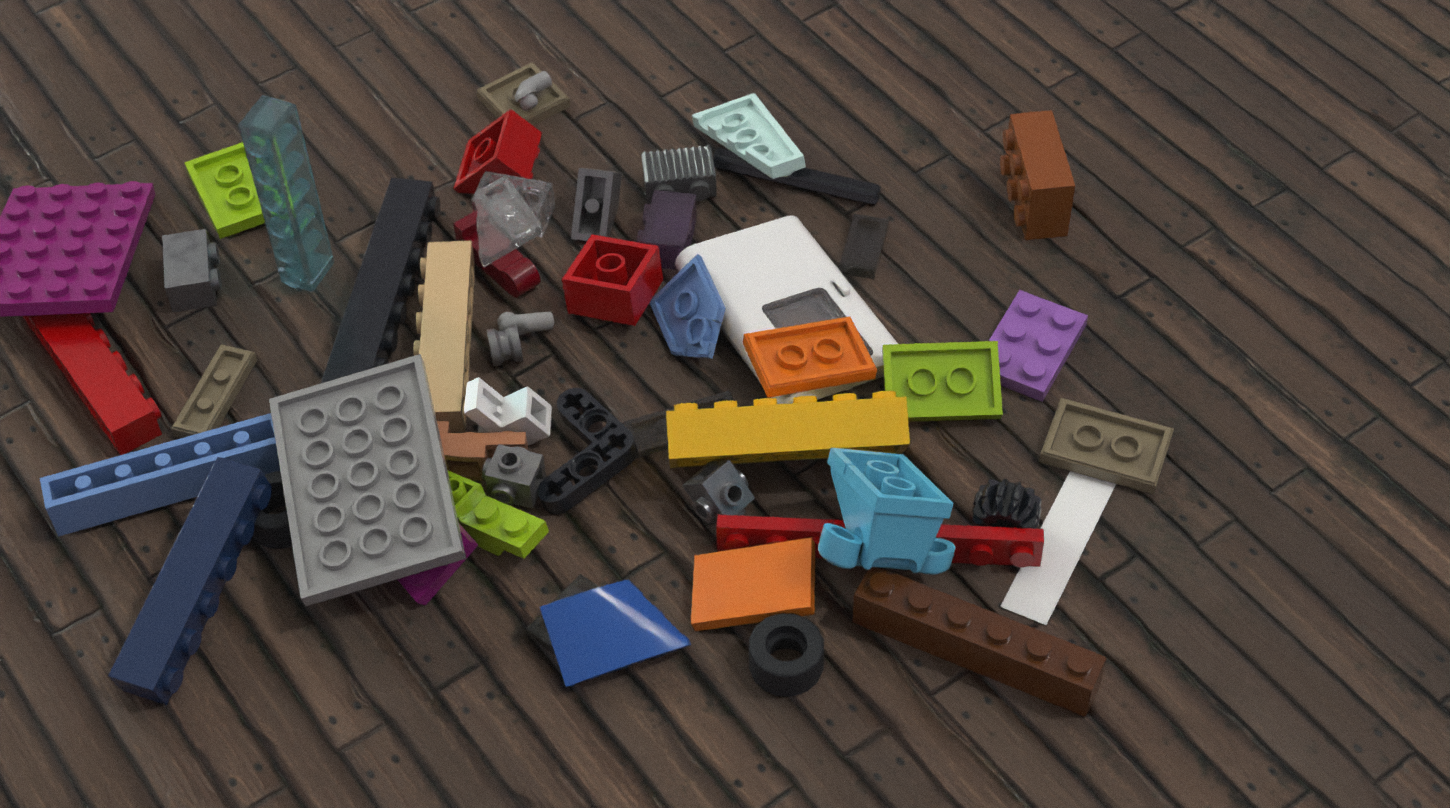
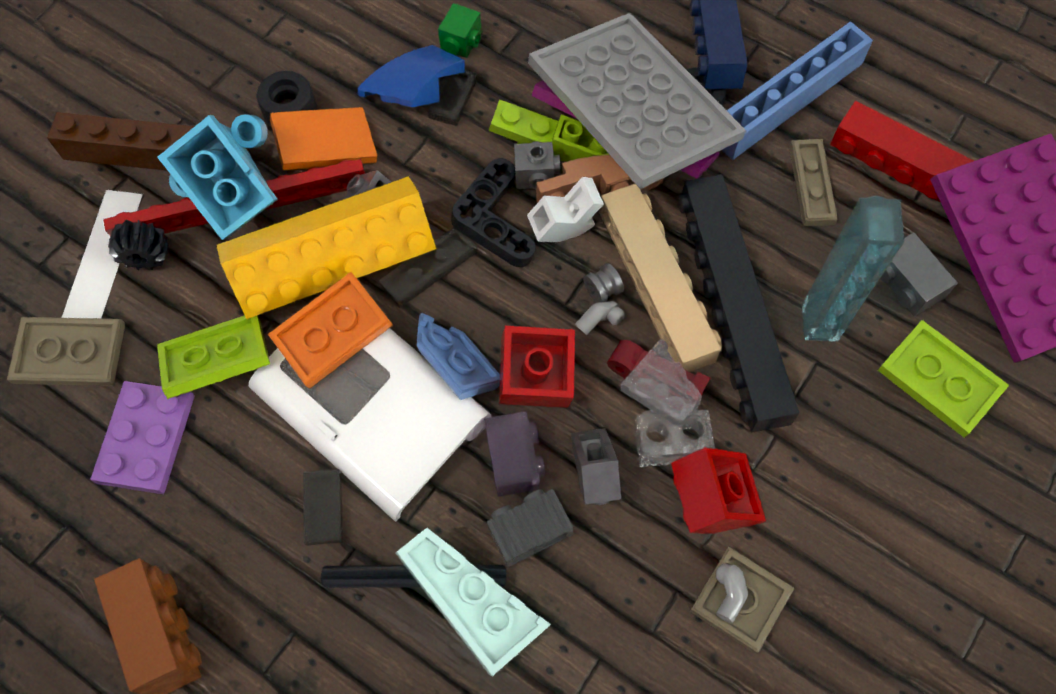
camera: 160 degrees right, 15 degrees up
(522, 687) = (460, 30): none -> green brick

